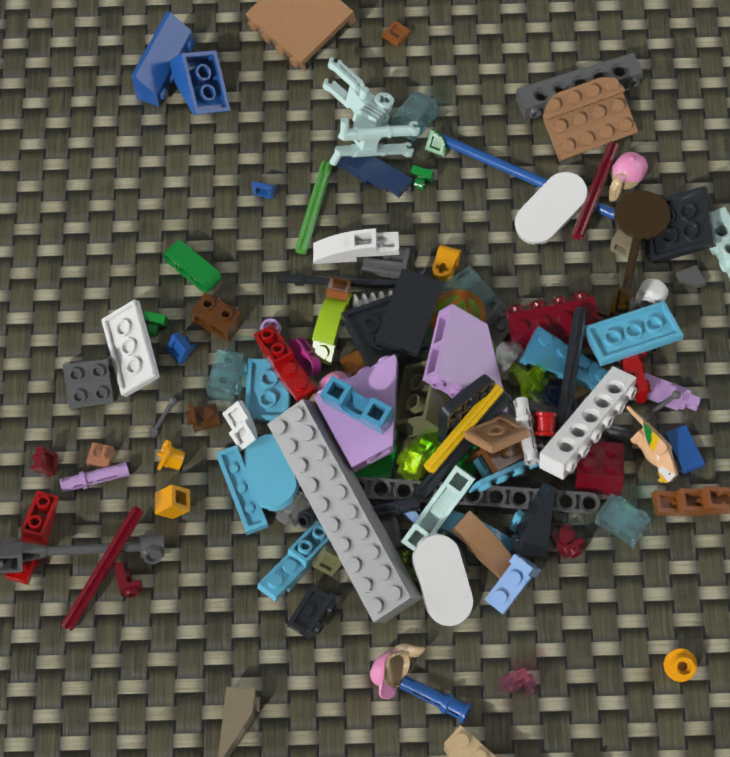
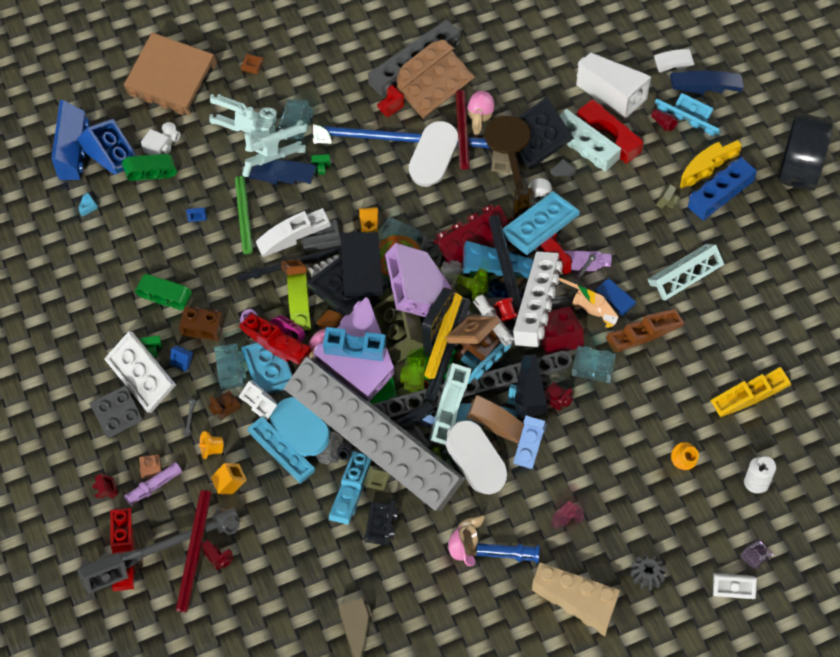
camera: 25 degrees left, 5 degrees down
(153, 138) = (87, 205): none -> medium azure tile
(234, 118) = (149, 167): none -> green beam
(257, 95) = (157, 143): none -> white brick
(530, 132) = (392, 103): none -> red panel

